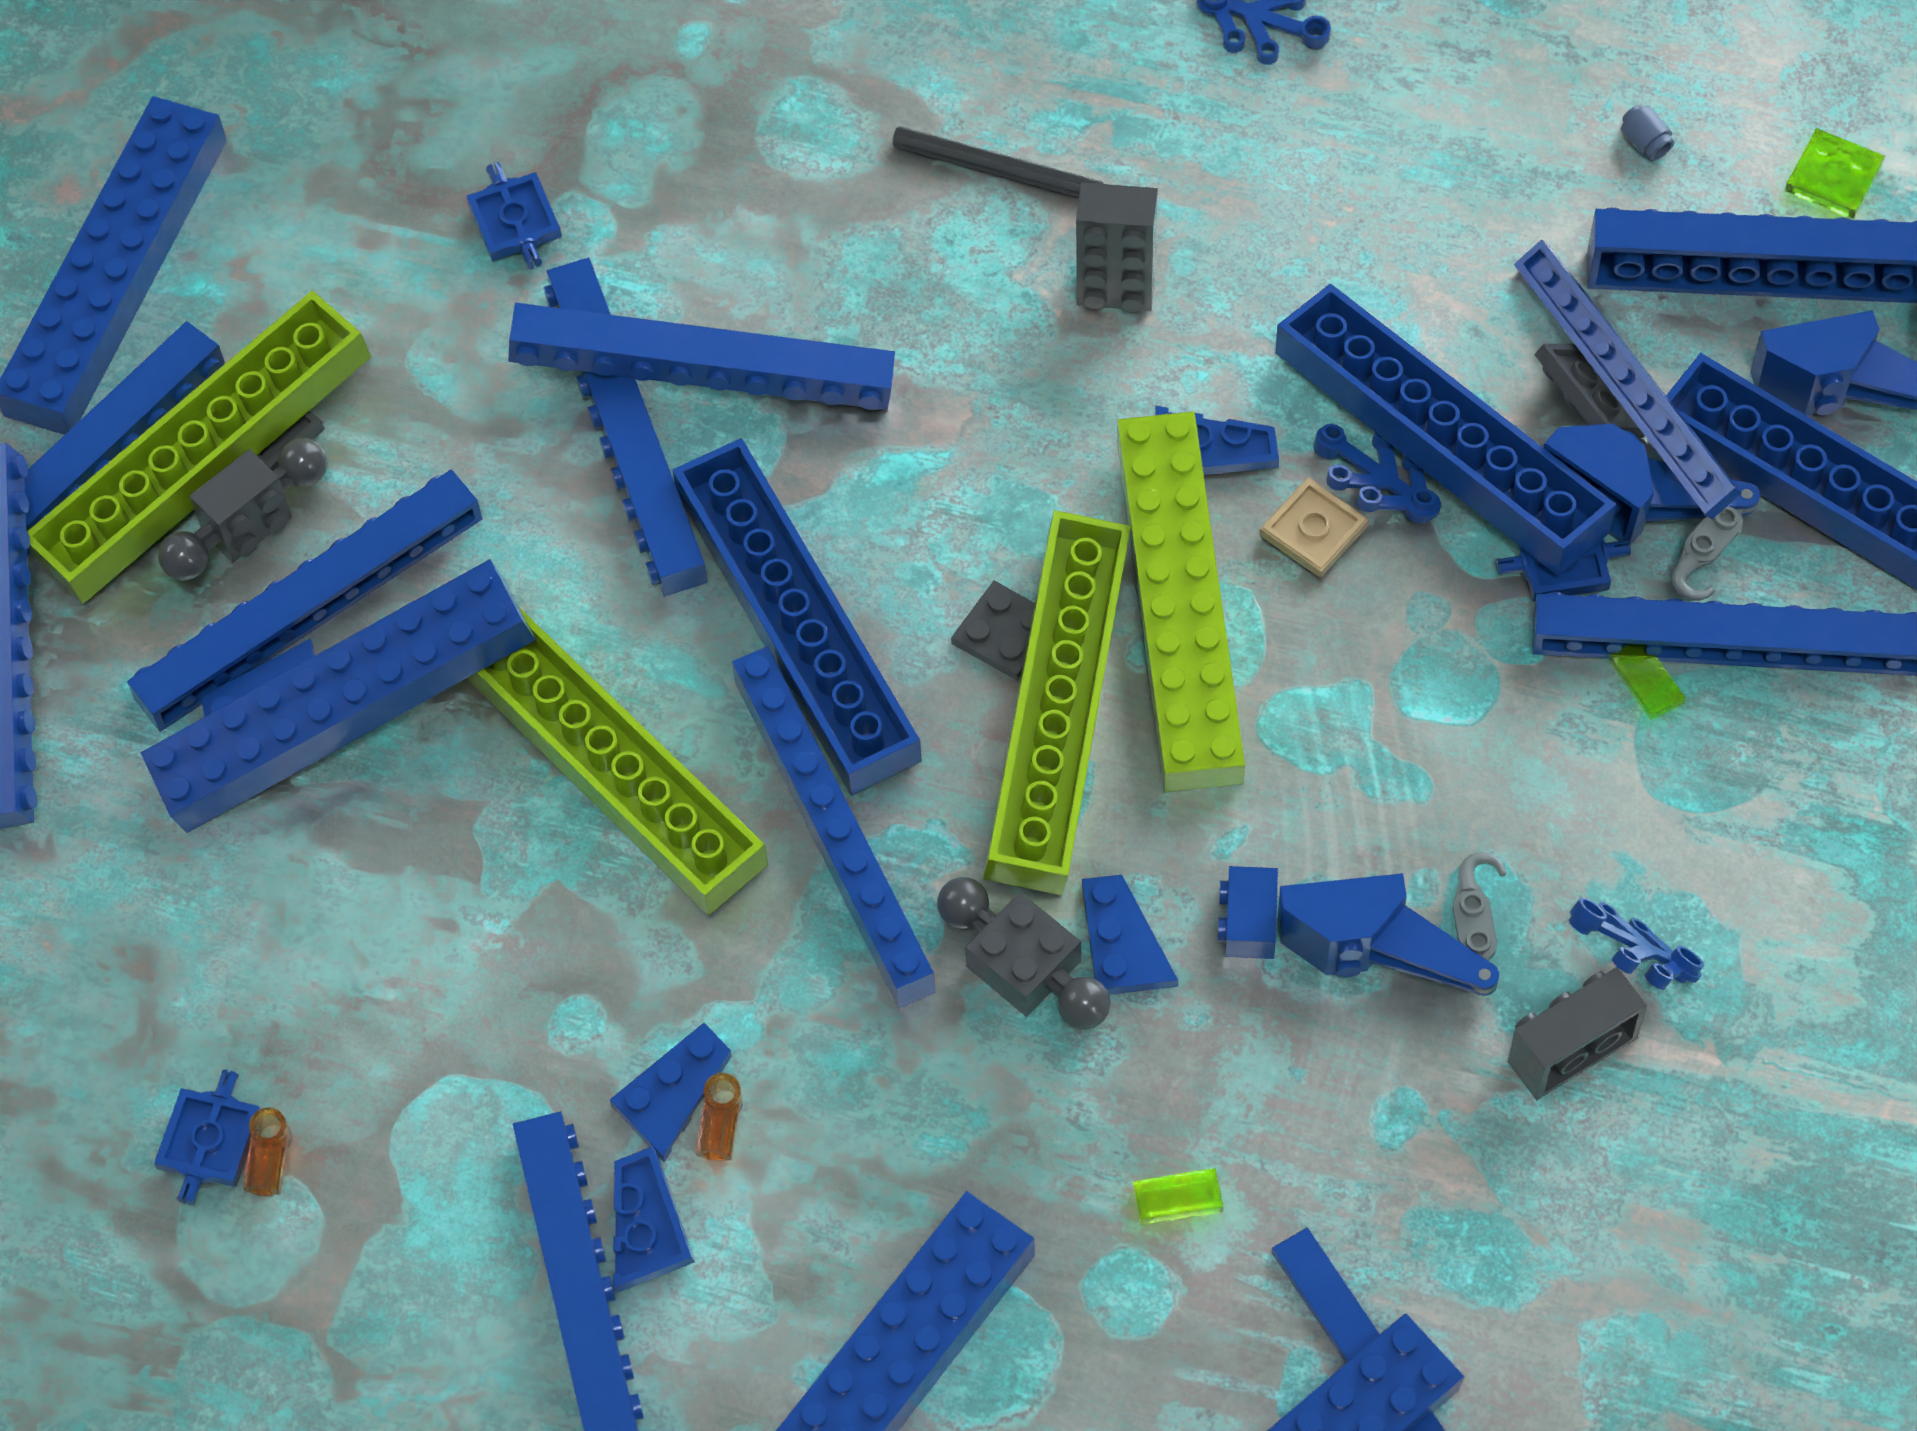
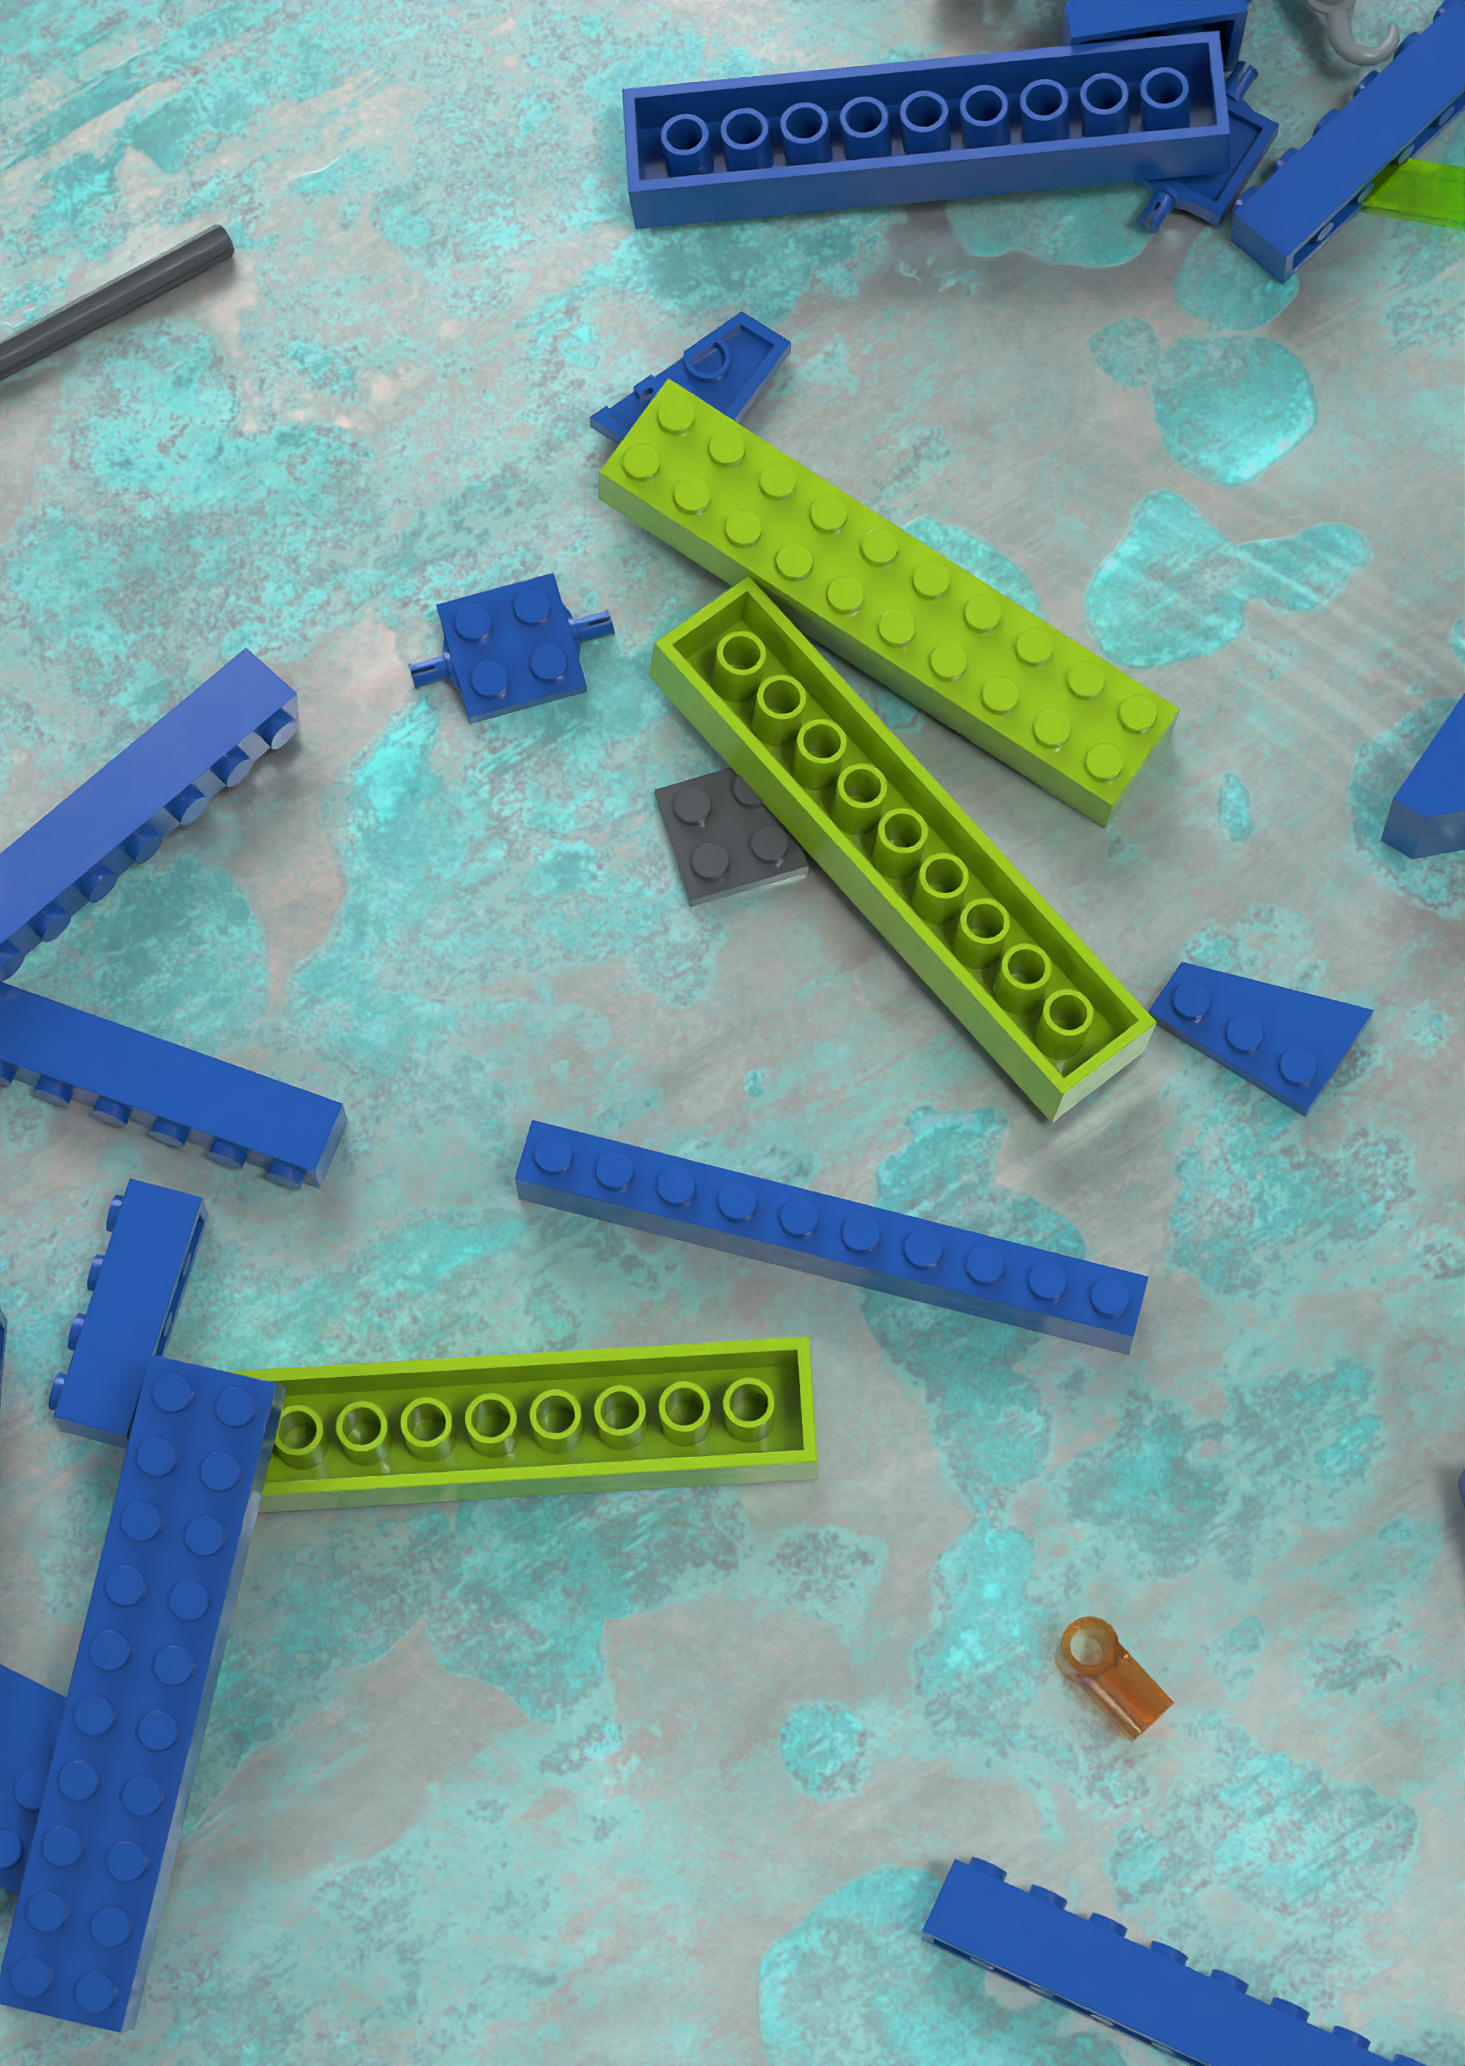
camera: 50 degrees left, 10 degrees up
(540, 553) = (130, 1310): none -> blue brick
(648, 1226) = (1173, 1869): blue wing -> none
(668, 1092) = (1017, 1704): blue wing -> none
(797, 616) = (505, 1051): blue brick -> none
(1008, 466) = (511, 648): none -> blue plate
(1023, 953) = (1196, 1155): dark grey brick -> none
(1116, 246) = (363, 278): dark grey brick -> none
(1250, 912) = (1358, 860): blue brick -> none
(1314, 527) = (911, 378): tan plate -> none
(1415, 500) = (975, 241): blue plant -> none

